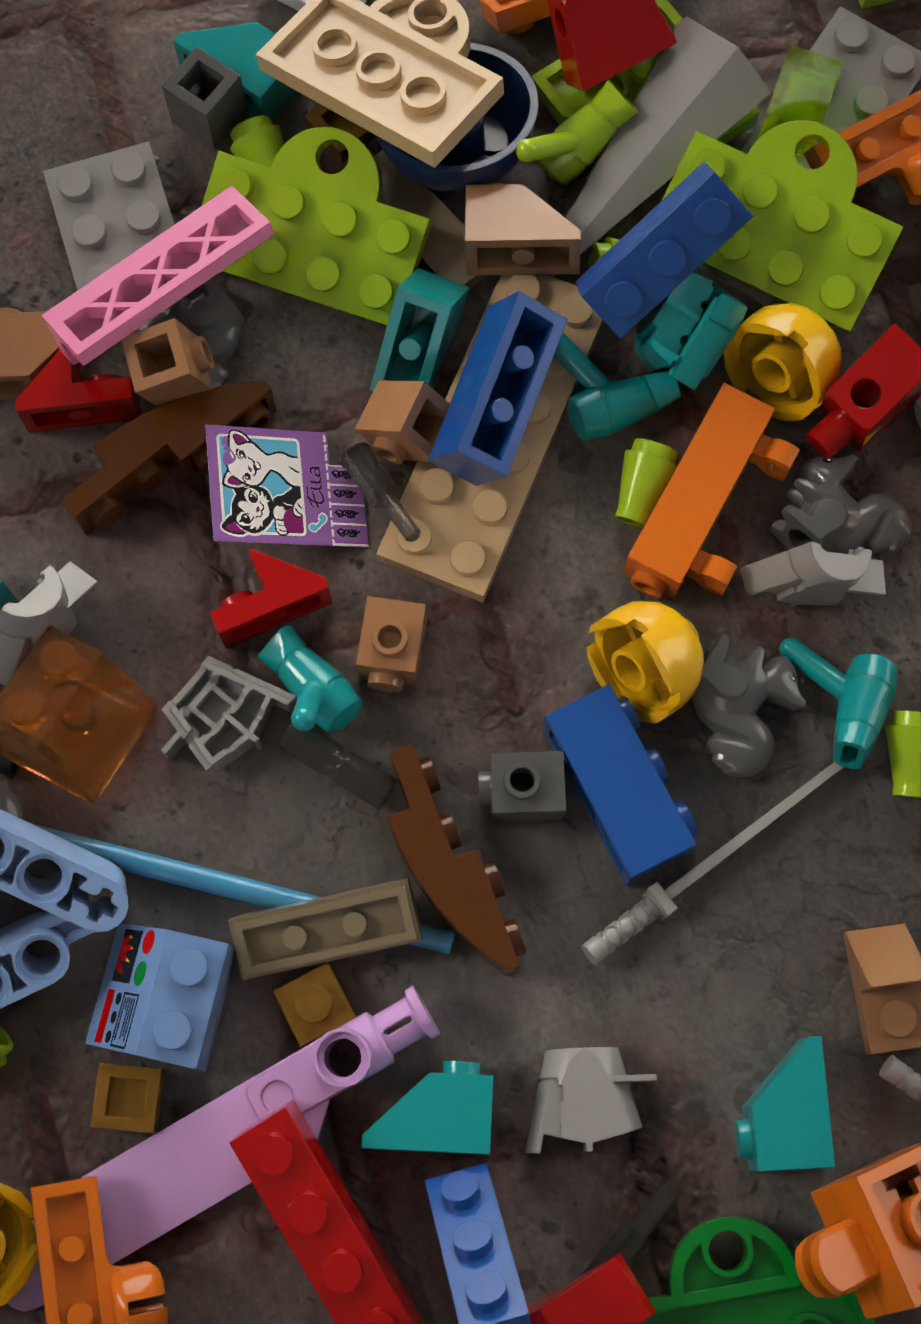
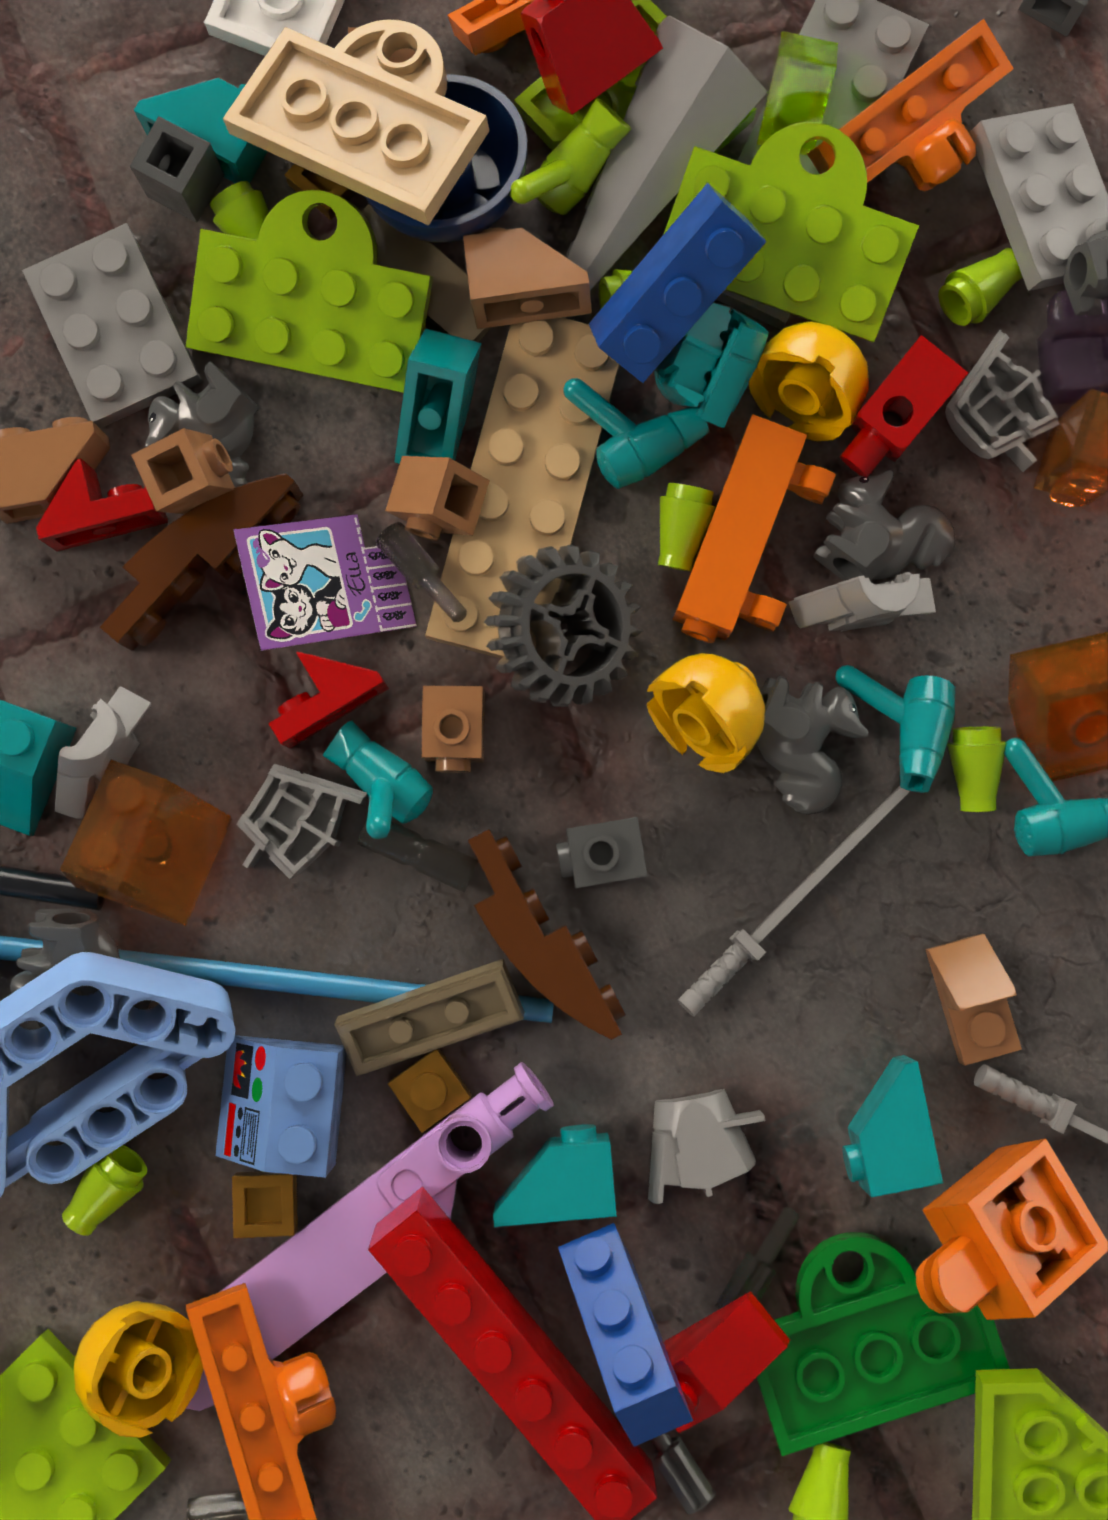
camera: 10 degrees left, 10 degrees up
(156, 276) = (159, 381): bright pink fence -> none
(498, 389) = (525, 454): blue brick -> none
(544, 549) = (585, 589): none -> dark grey gear
(621, 783) = (697, 837): blue brick -> none

